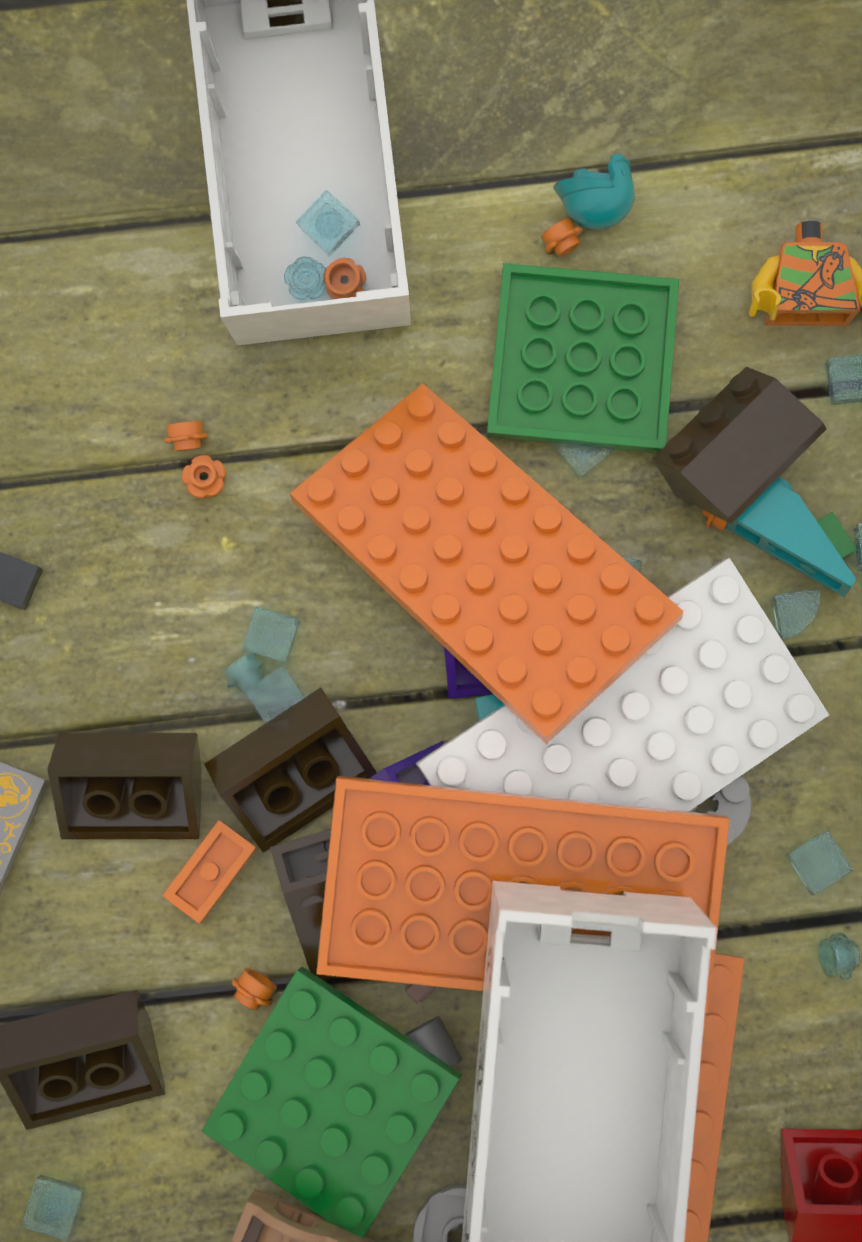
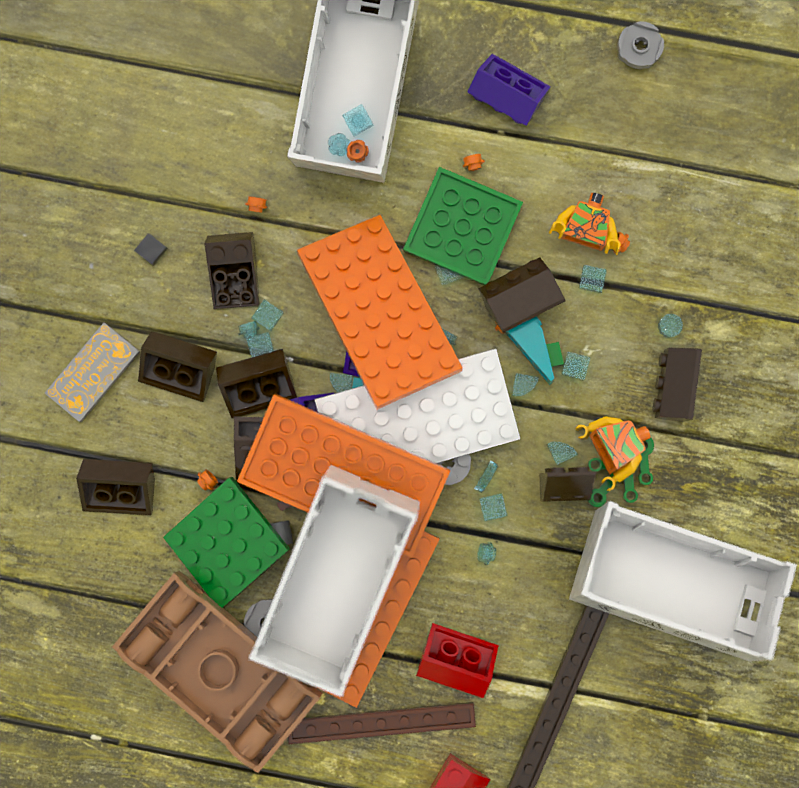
camera: 20 degrees right, 5 degrees up
(53, 1207) = (84, 549): clear light blue plate -> none
(178, 571) = (232, 270): none -> dark brown slope
(210, 871) = (203, 419): orange plate -> none
(214, 482) = (259, 221): orange plate -> none
(451, 716) = (341, 382): none -> clear light blue tile
(582, 92) = (508, 89): none -> dark purple slope
(598, 198) = (497, 147): teal helmet -> none
(787, 808) = (486, 476): none -> clear light blue tile

